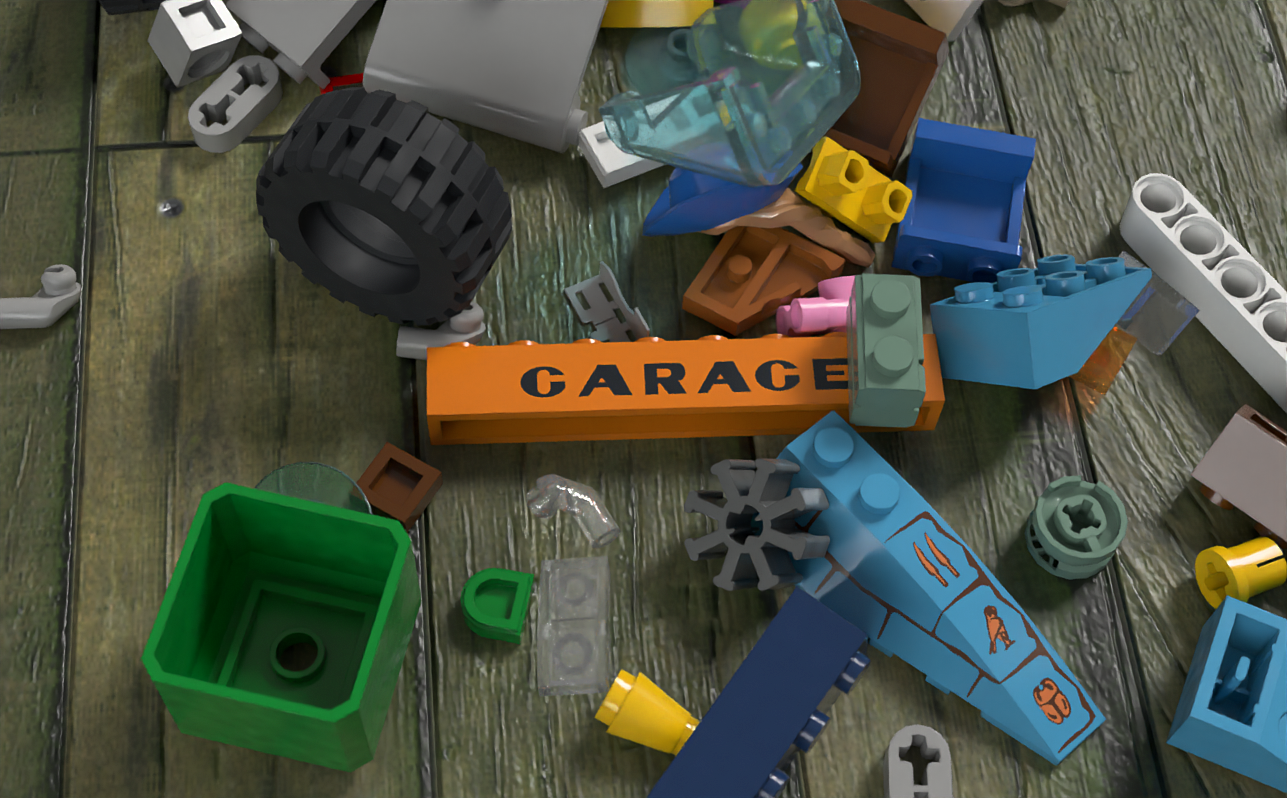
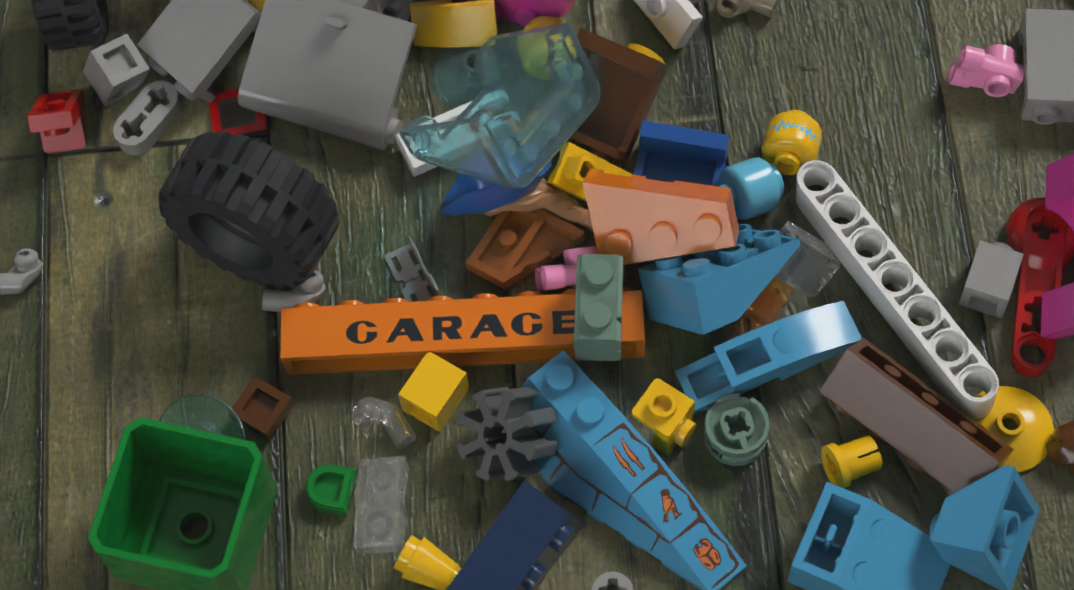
camera: 10 degrees right, 5 degrees up
(113, 104) = (59, 120): none -> red slope
(645, 467) = (434, 391): none -> yellow panel
(961, 233) = (657, 218): none -> orange wedge
(983, 499) = (667, 414): none -> yellow bracket
(1064, 210) = (754, 187): none -> medium azure head
(1111, 150) = (791, 140): none -> yellow head
(1112, 424) = (769, 353): none -> dark azure slope

